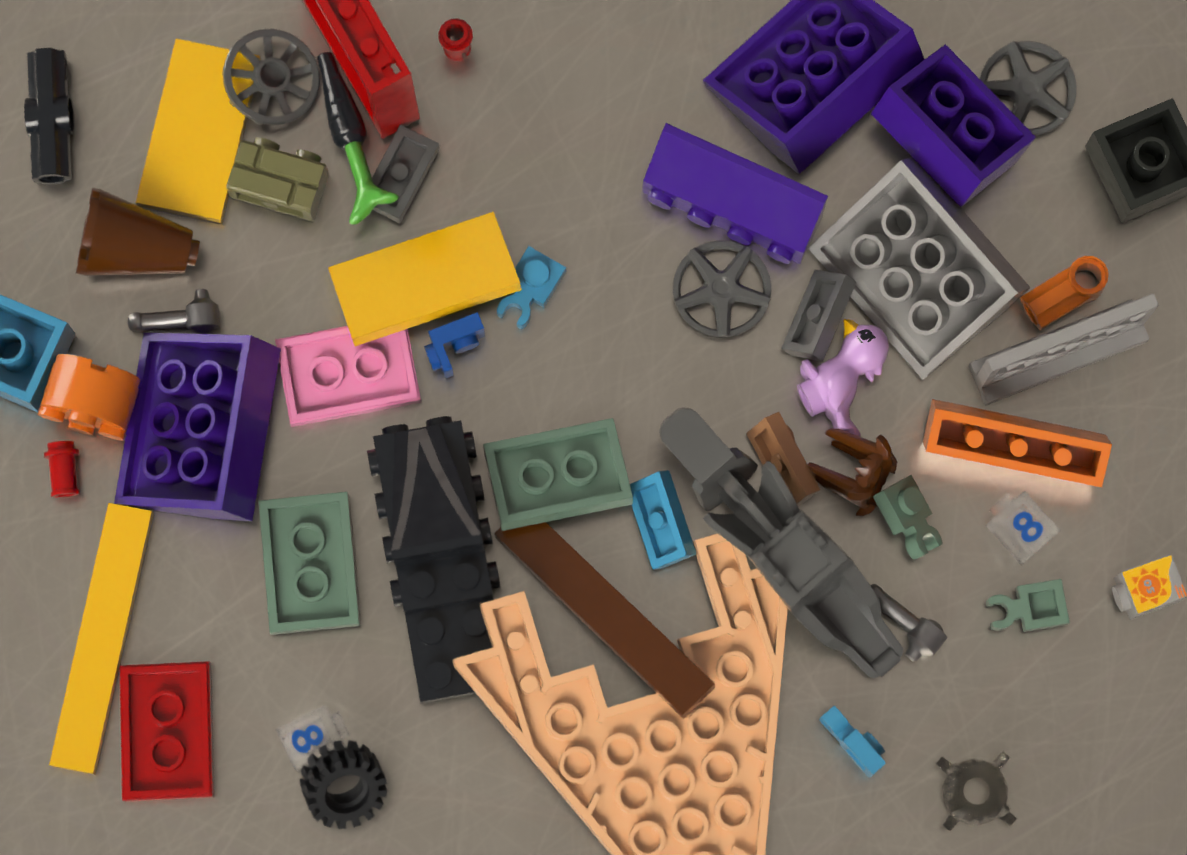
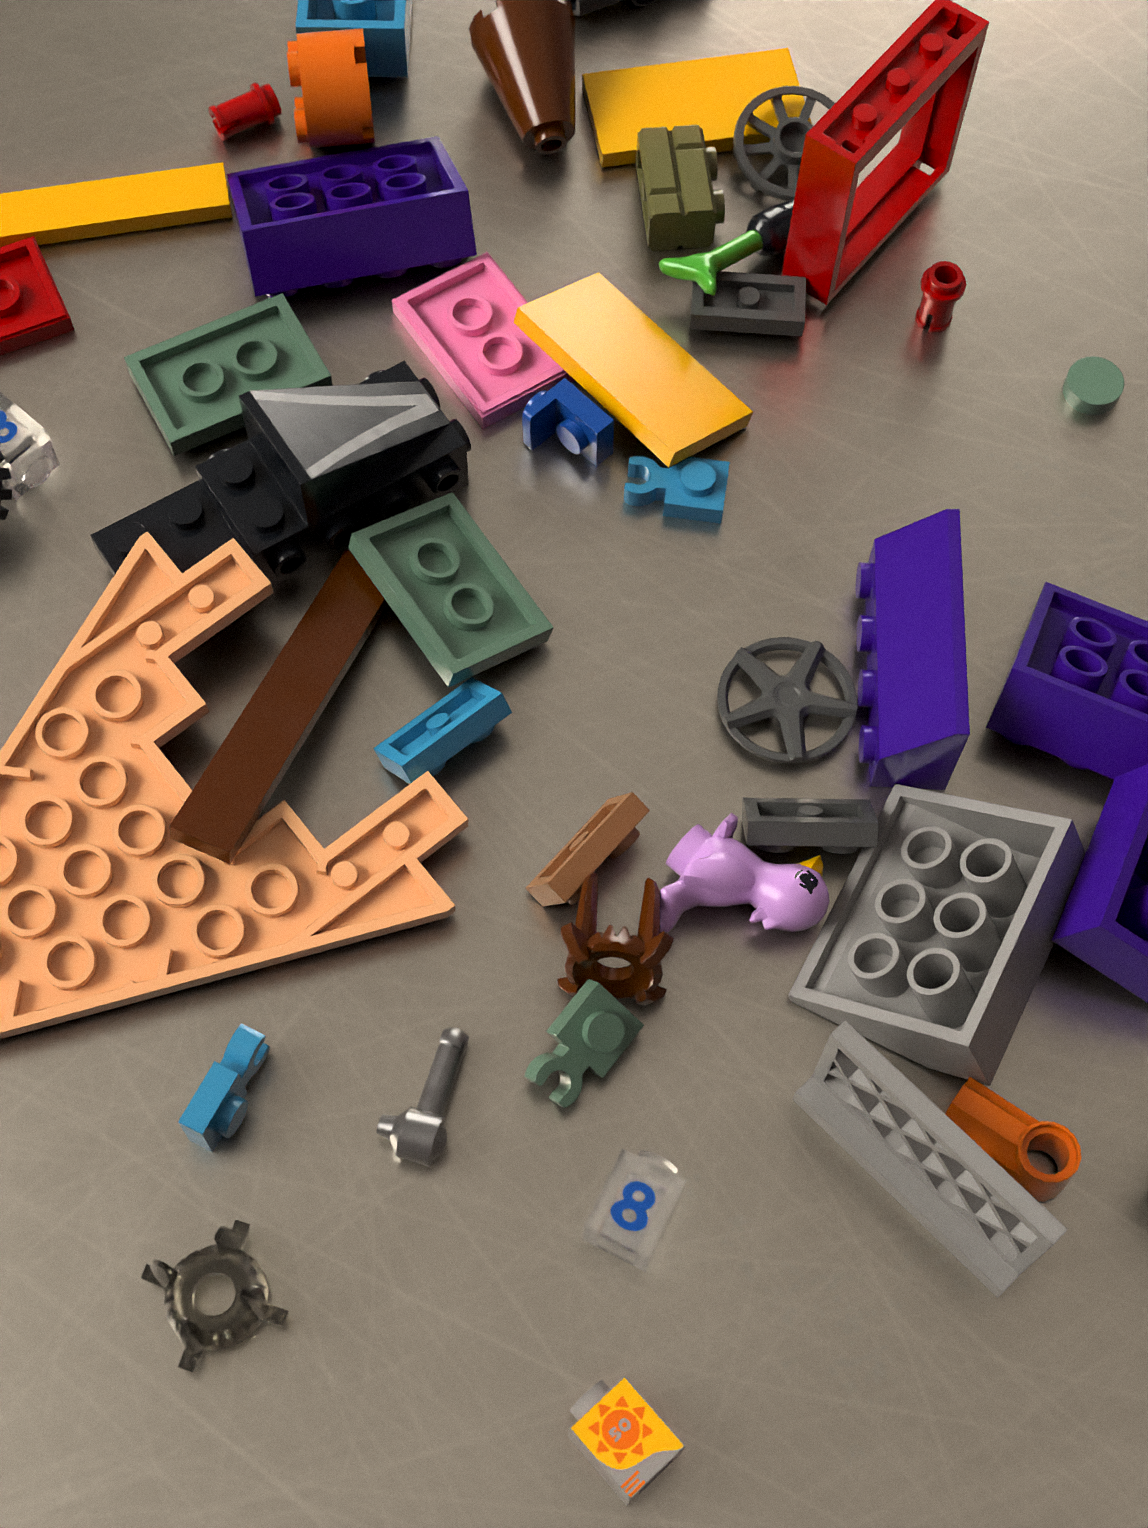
camera: 65 degrees right, 15 degrees down
(200, 316) = (480, 172): flat silver piece -> none
(785, 545) = (438, 870): dark grey piece -> none
(1017, 443) = (752, 1149): orange brick -> none
(1037, 605) = (527, 1277): sand green plate -> none

